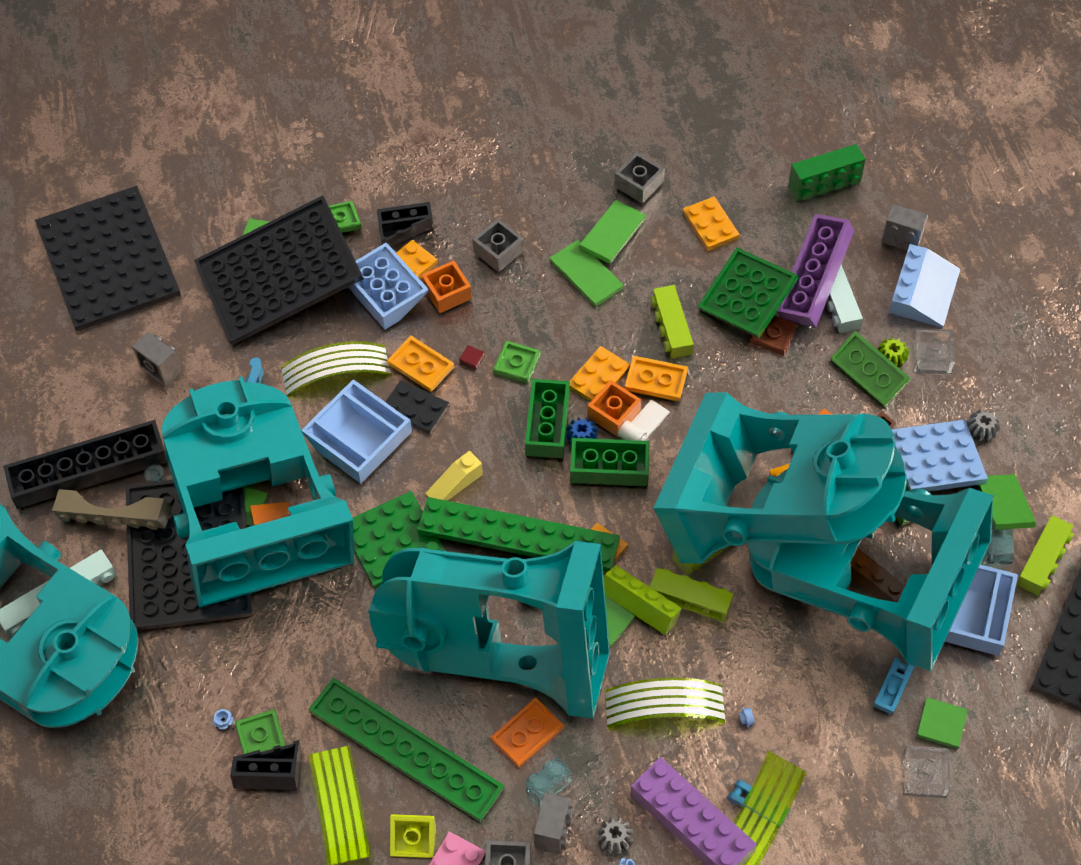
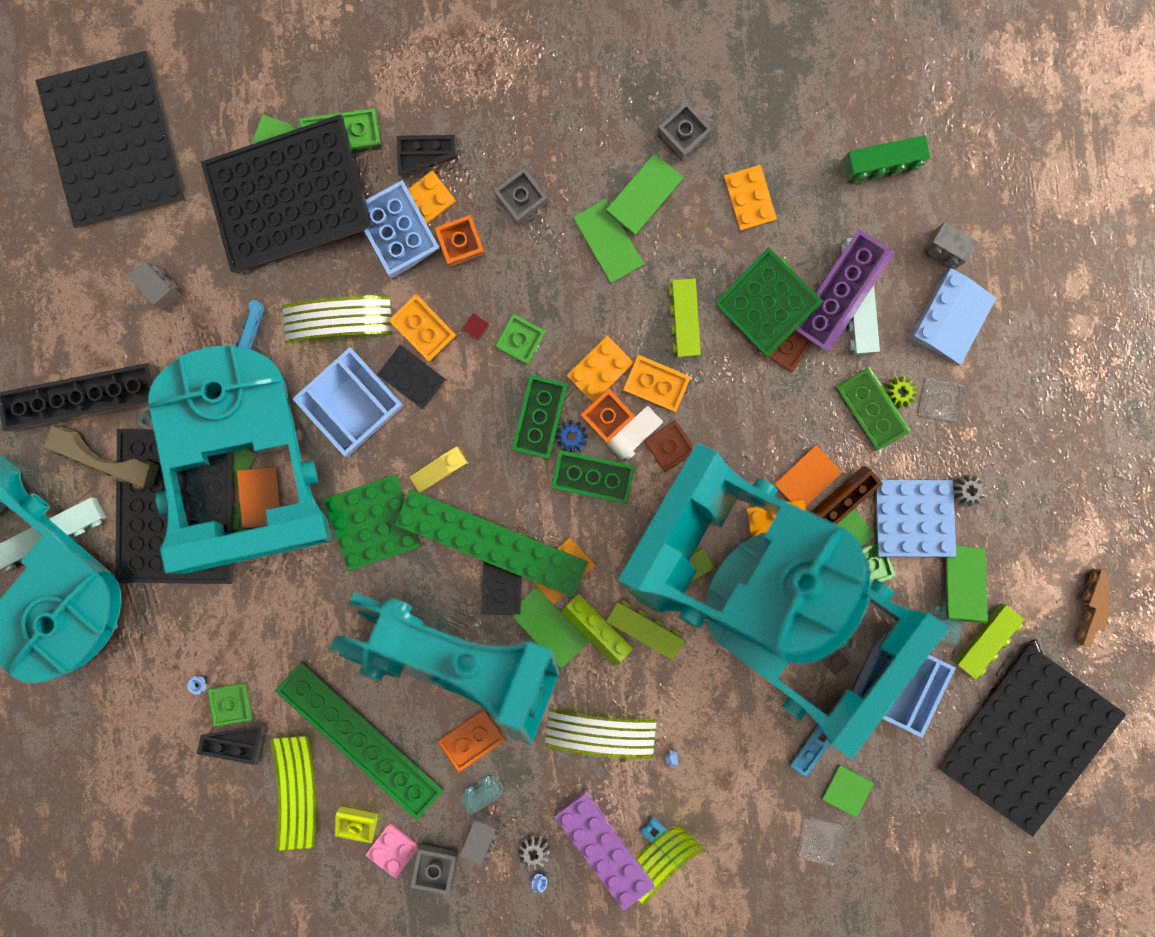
camera: 10 degrees right, 30 degrees up
(675, 428) = (669, 446): none -> copper tile

